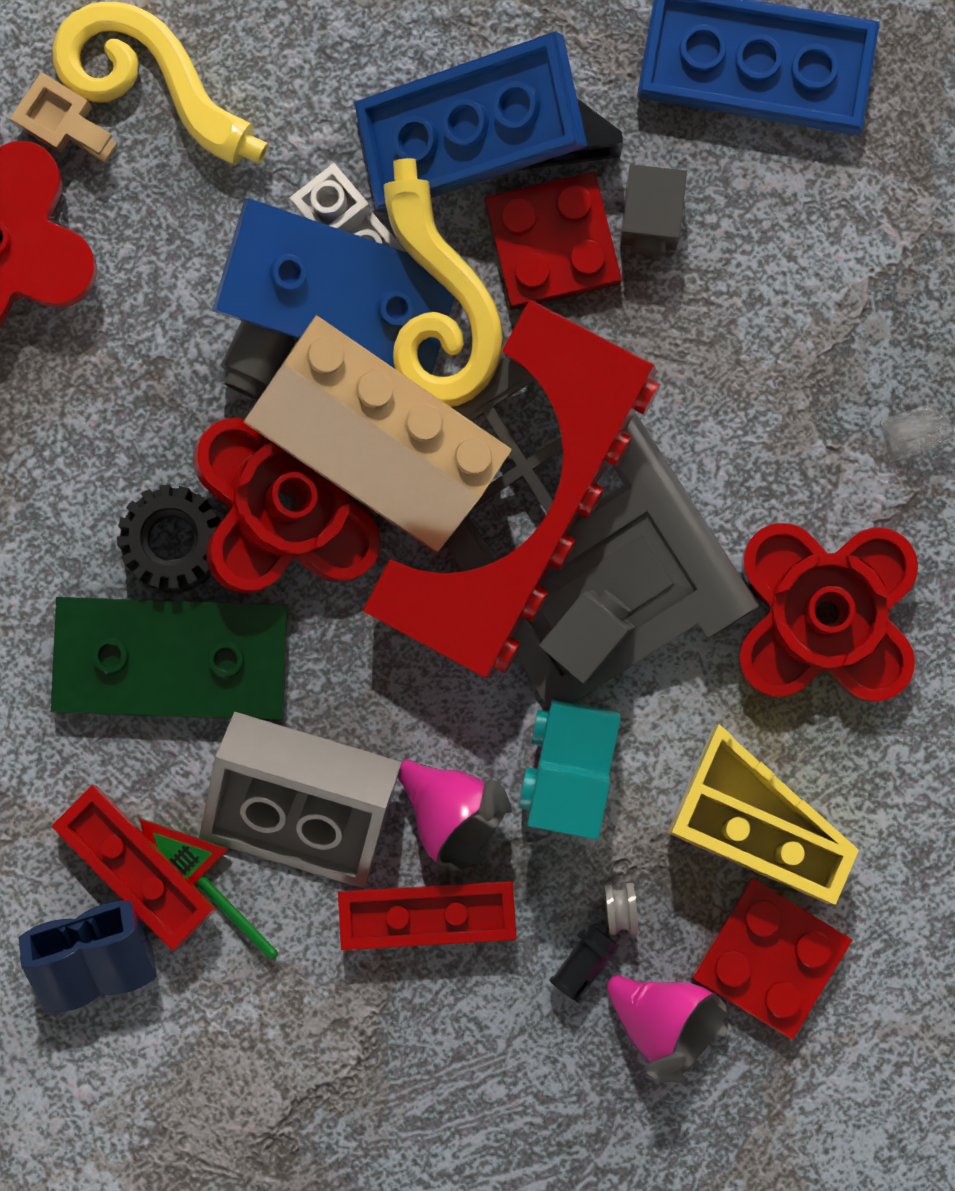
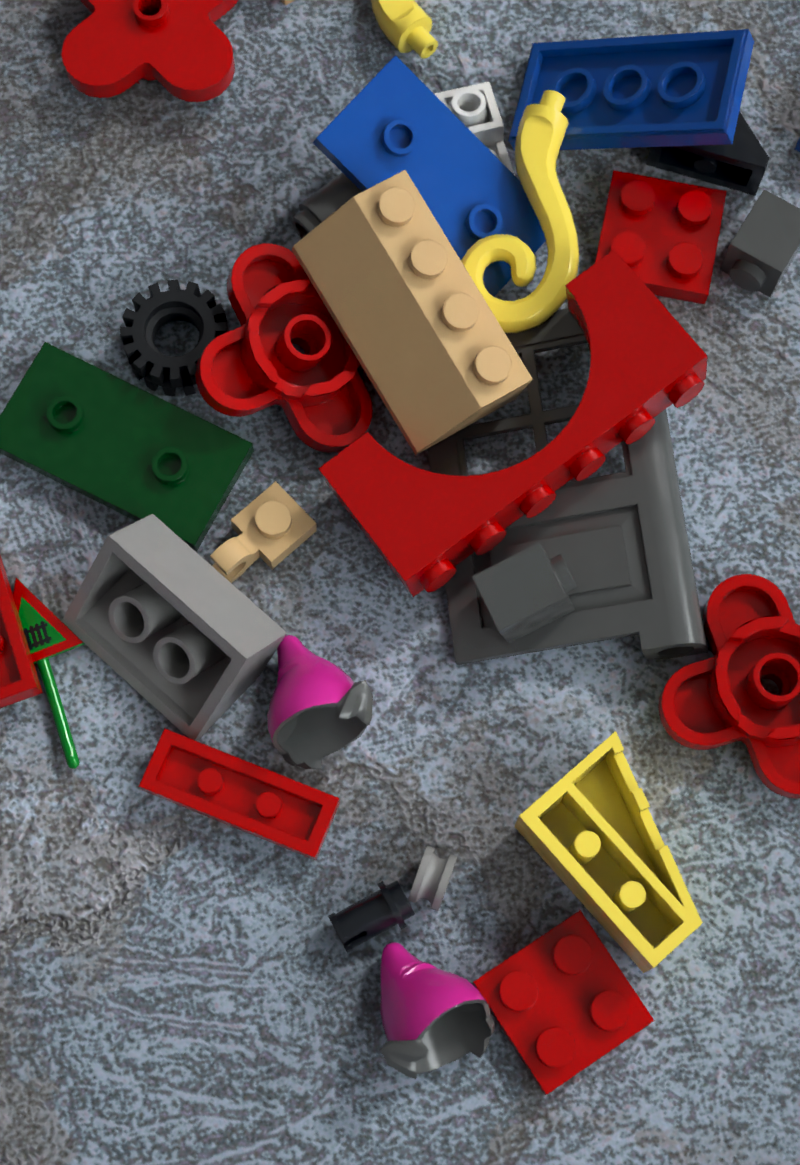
camera: 25 degrees right, 10 degrees down
(337, 674) = (266, 530): none -> tan plate
(573, 768) = (451, 712): teal brick -> none

